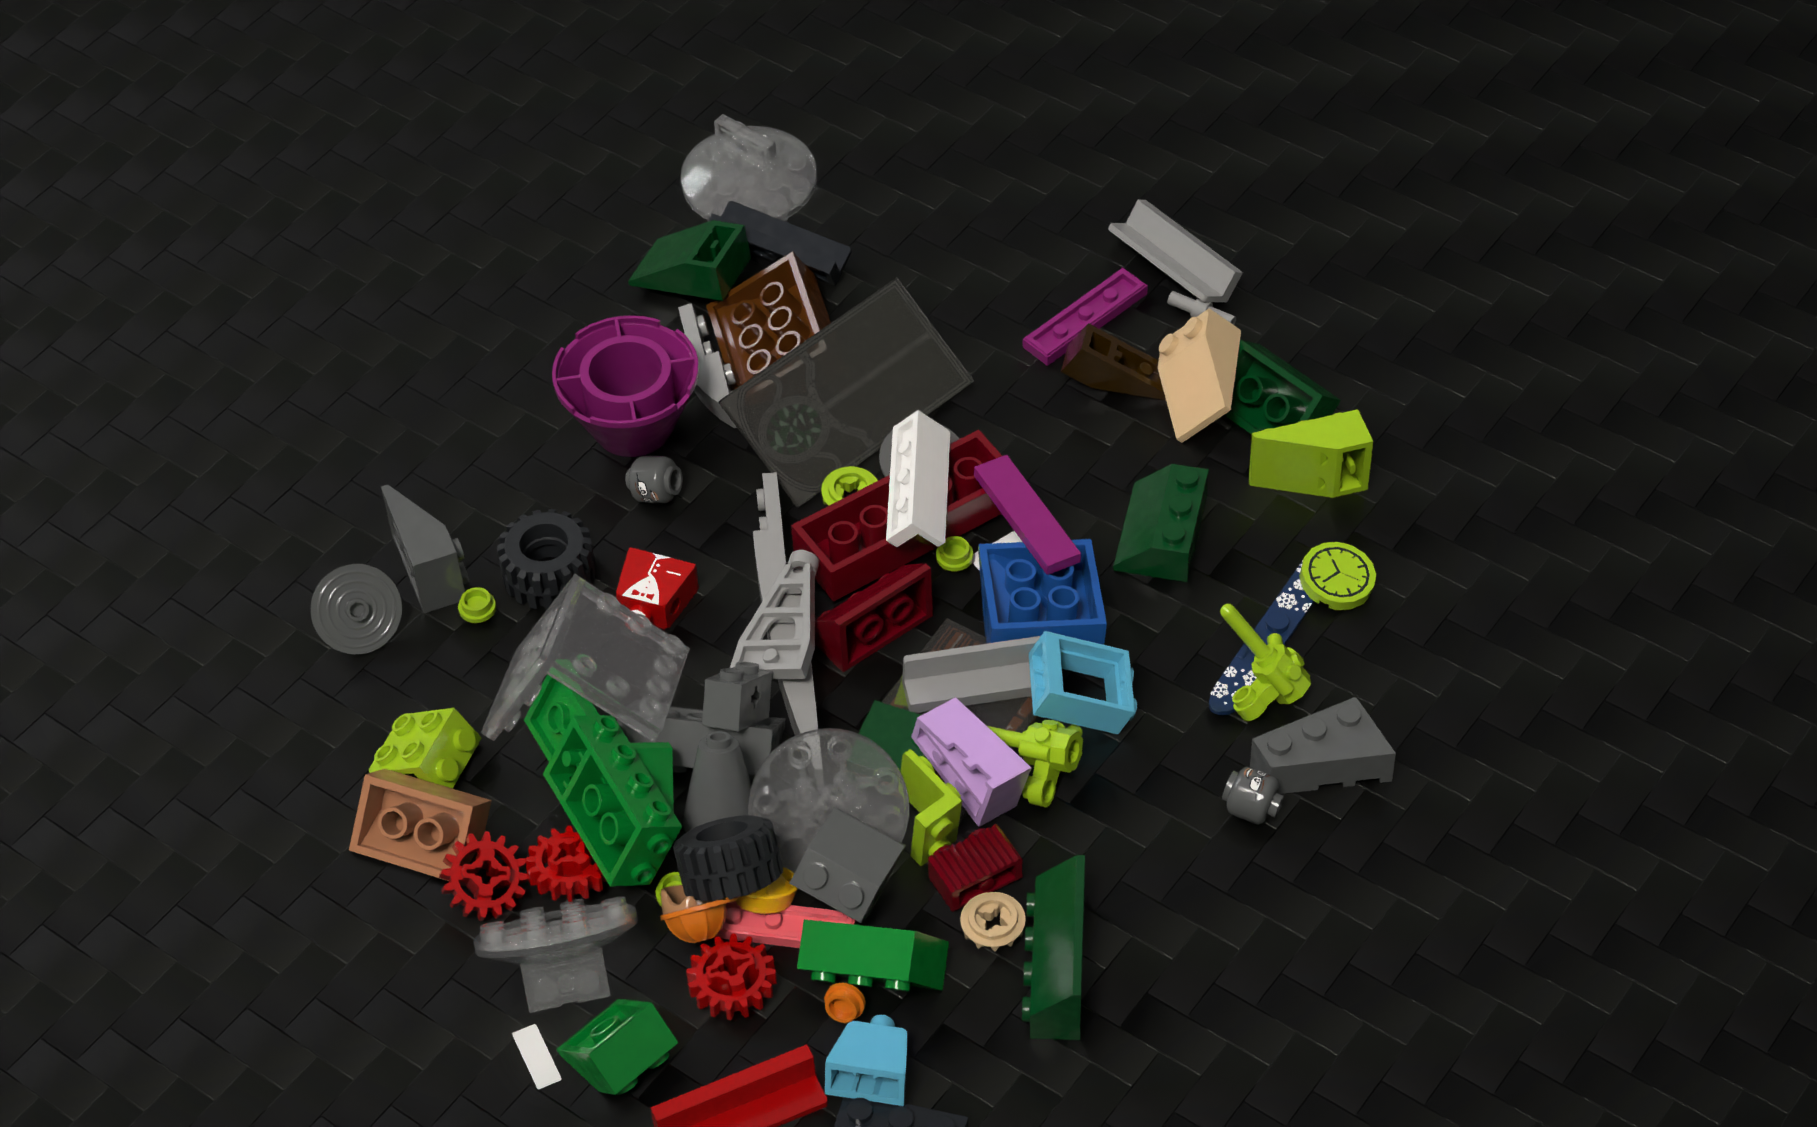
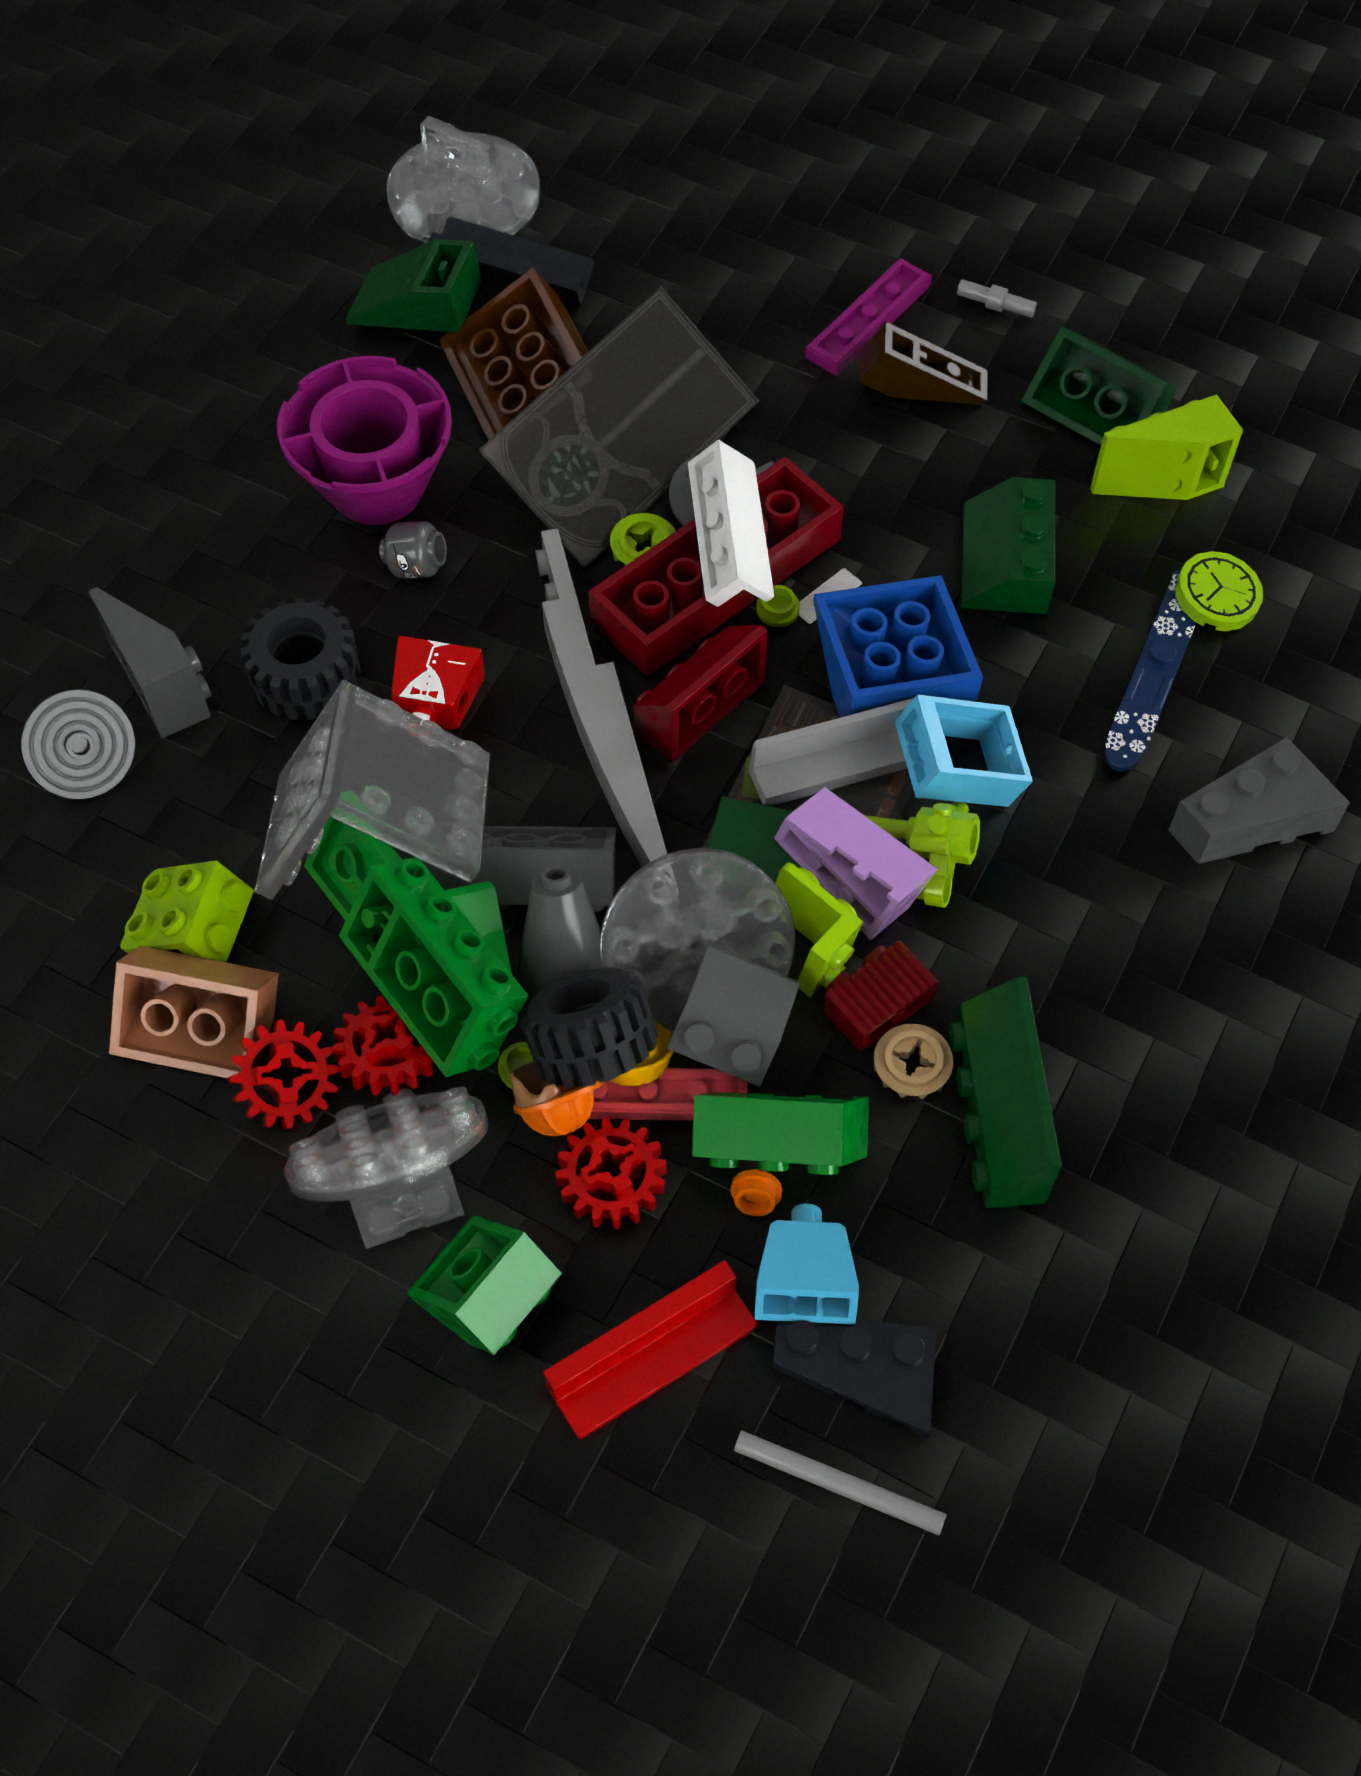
camera: 10 degrees left, 10 degrees up
(476, 605) = (224, 723): lime plate -> none
(536, 1056) = (383, 1305): white sticker -> none
(714, 376) = (467, 420): light grey slope -> none
(737, 697) = (563, 815): dark grey brick -> none
(784, 656) = (599, 758): light grey plate -> none
(1027, 514) = (865, 554): magenta tile -> none
(1178, 253) = (960, 235): light grey panel -> none
(1199, 372) = (1018, 369): tan slope -> none
(1252, 795) = (1188, 869): dark grey head -> none
(1275, 666) = (1184, 713): lime piece -> none

